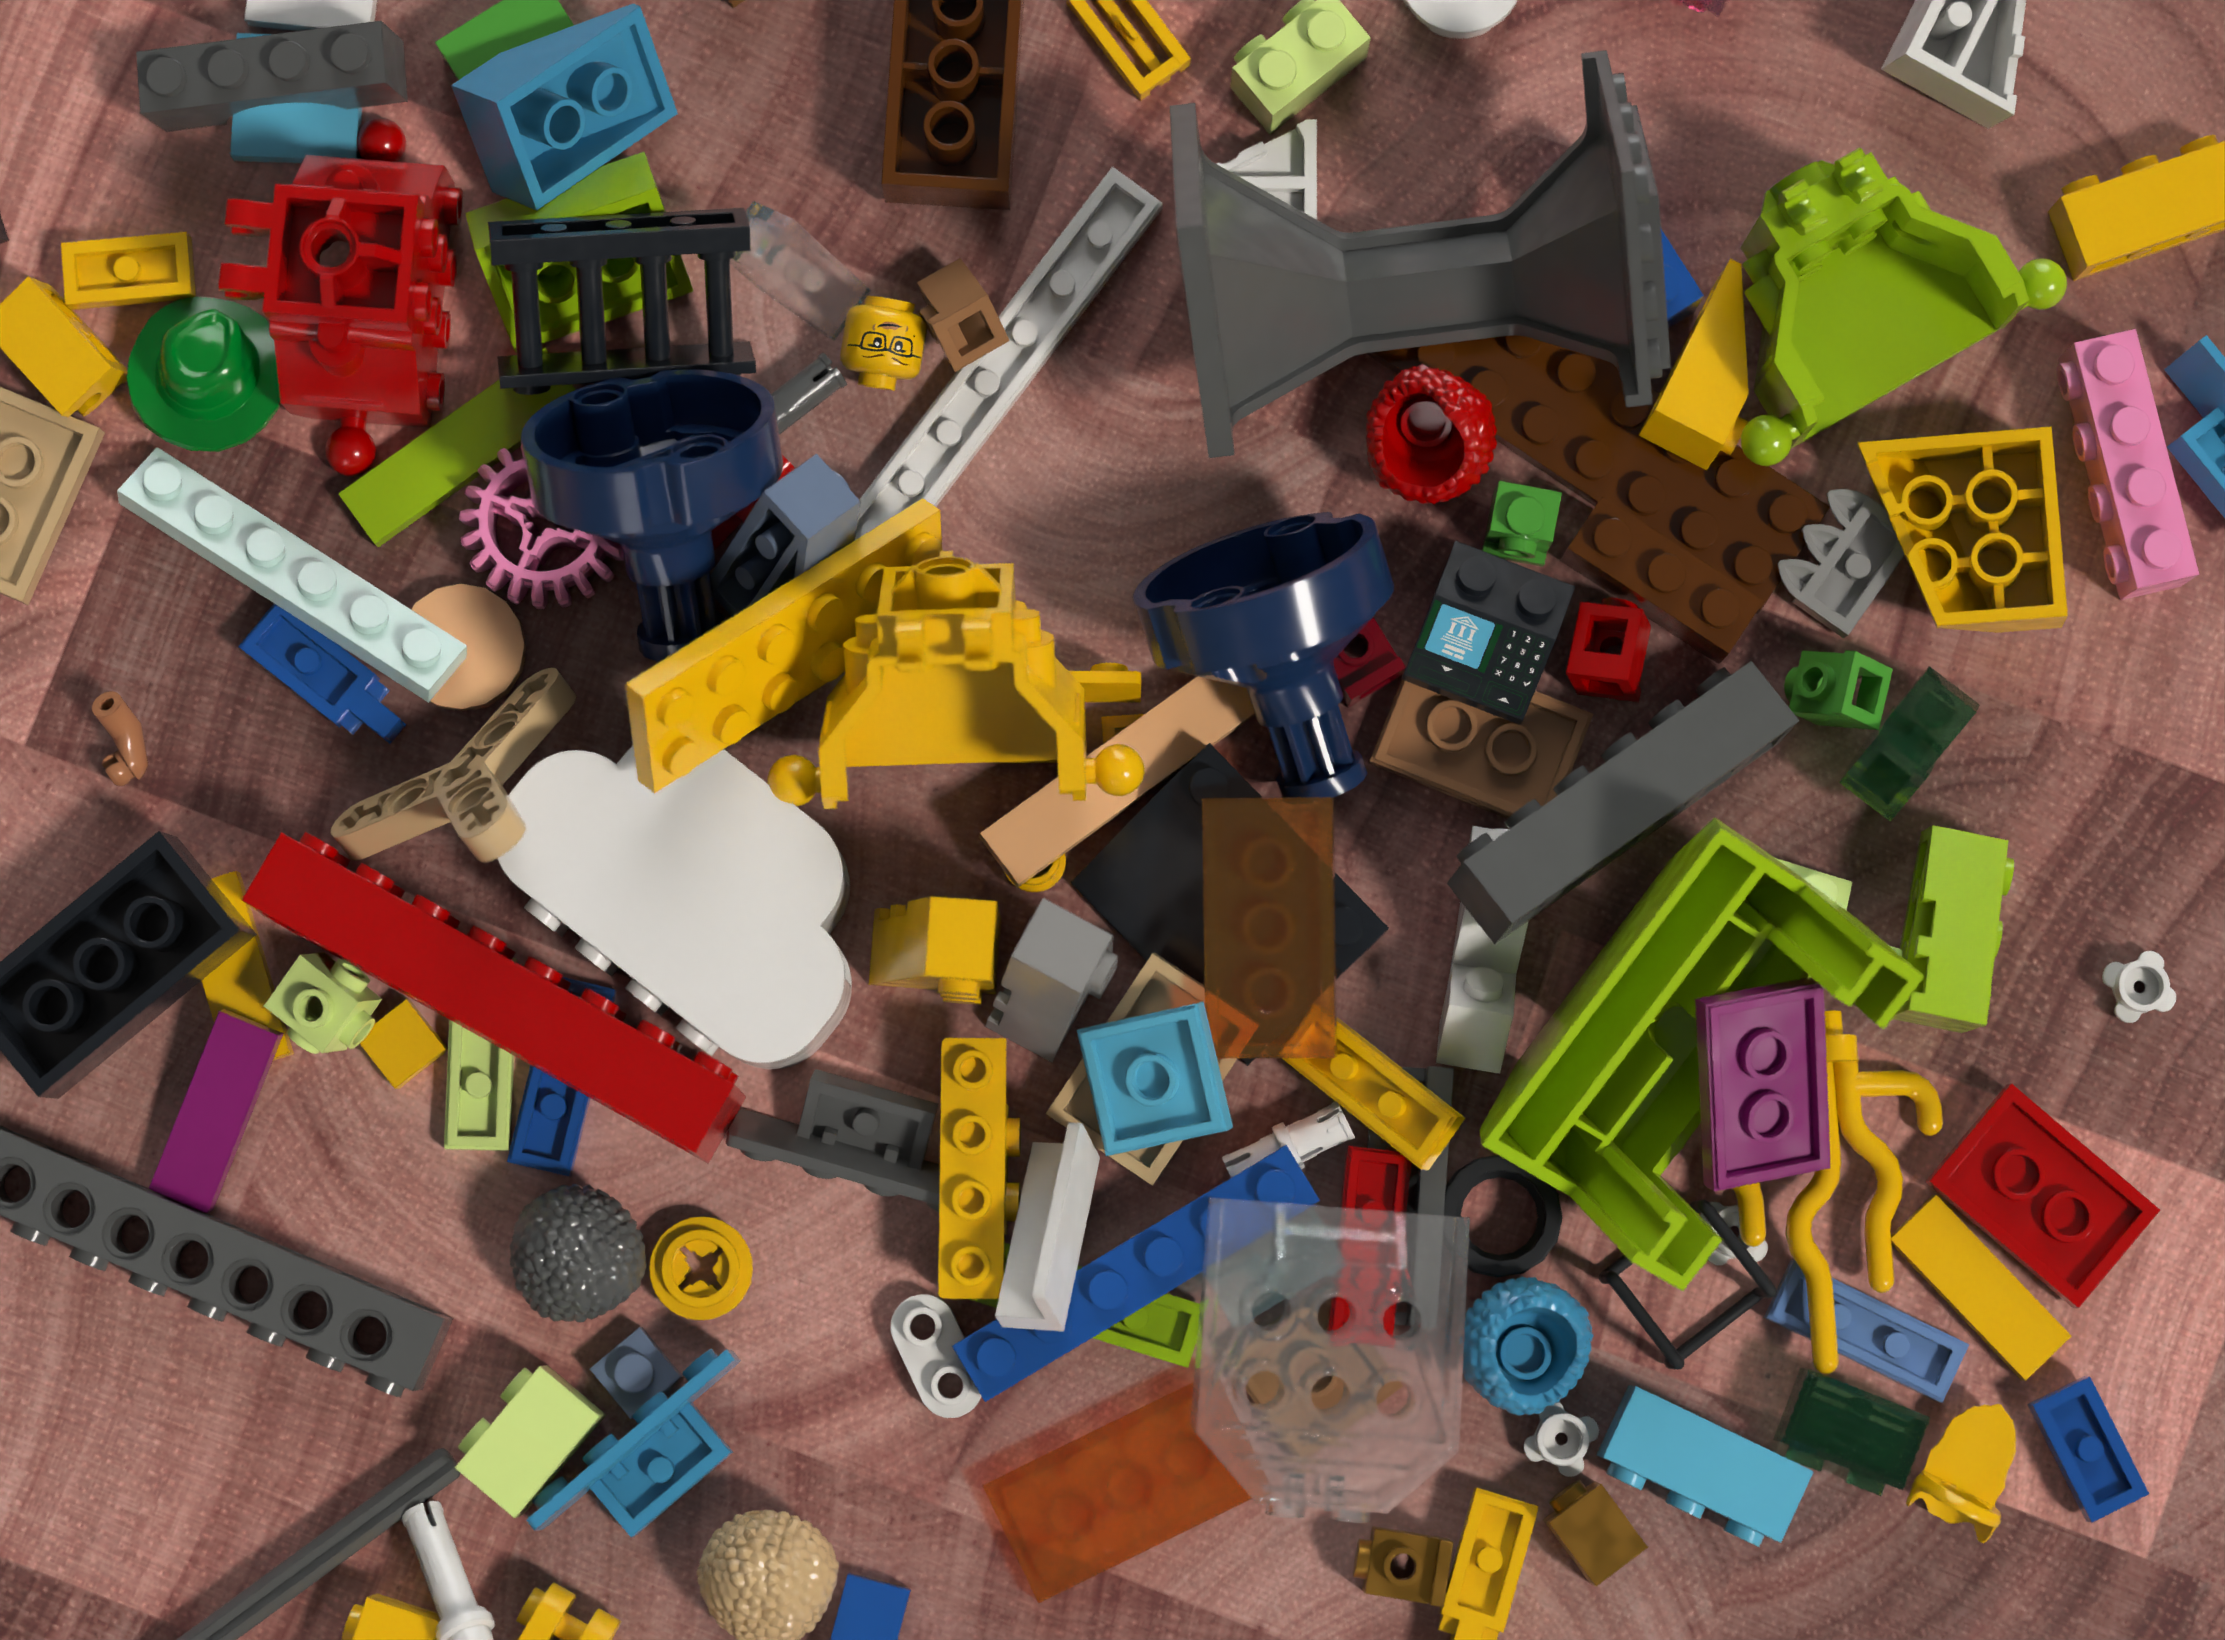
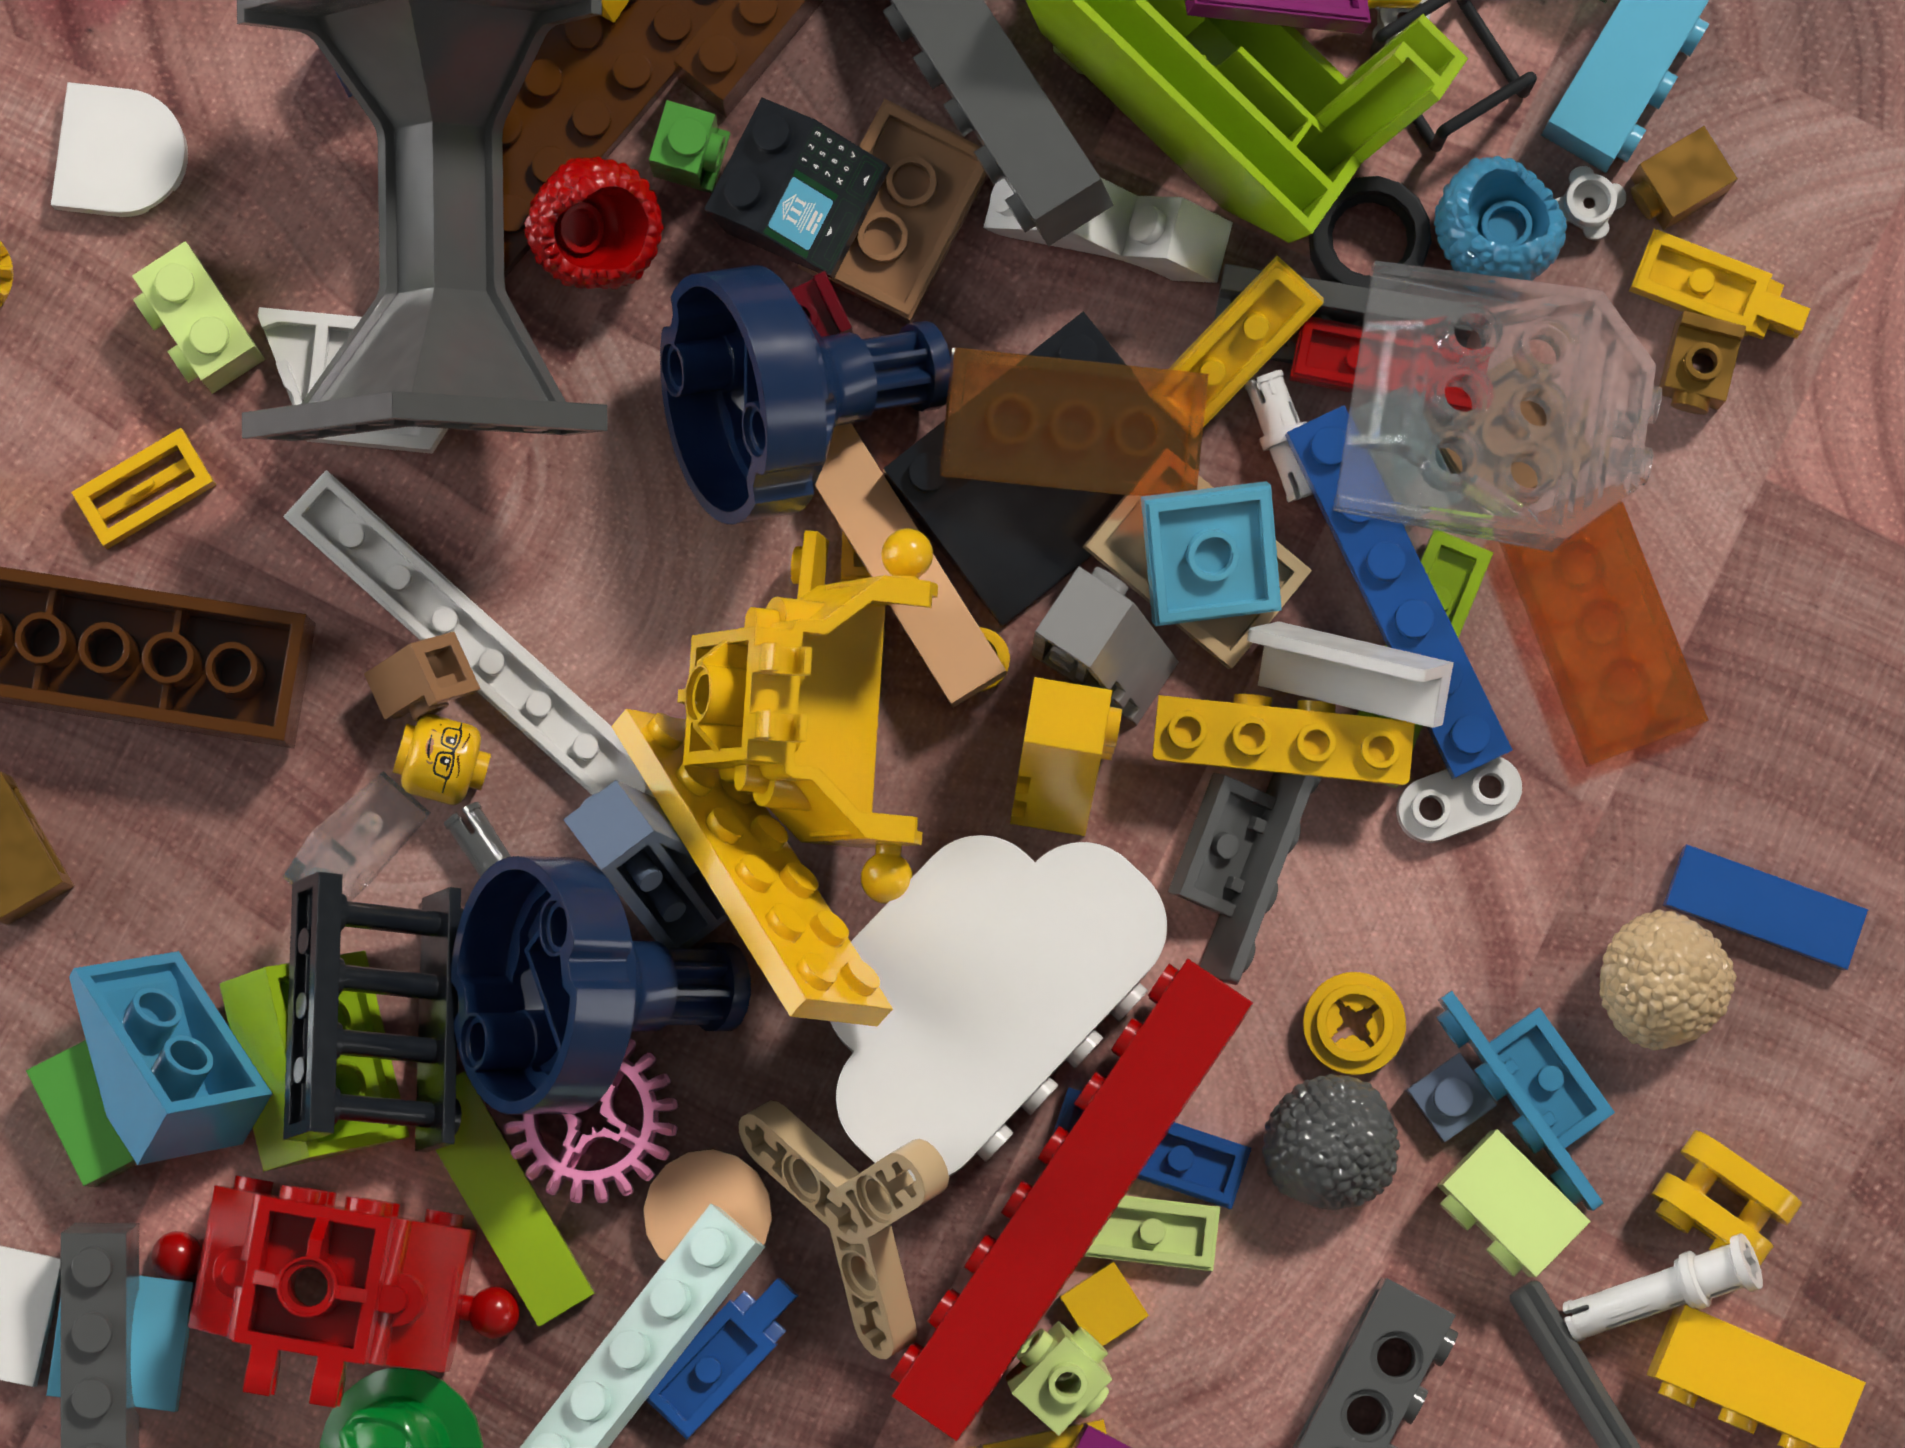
camera: 85 degrees left, 0 degrees up
(1597, 629) = (797, 80): red brick -> none

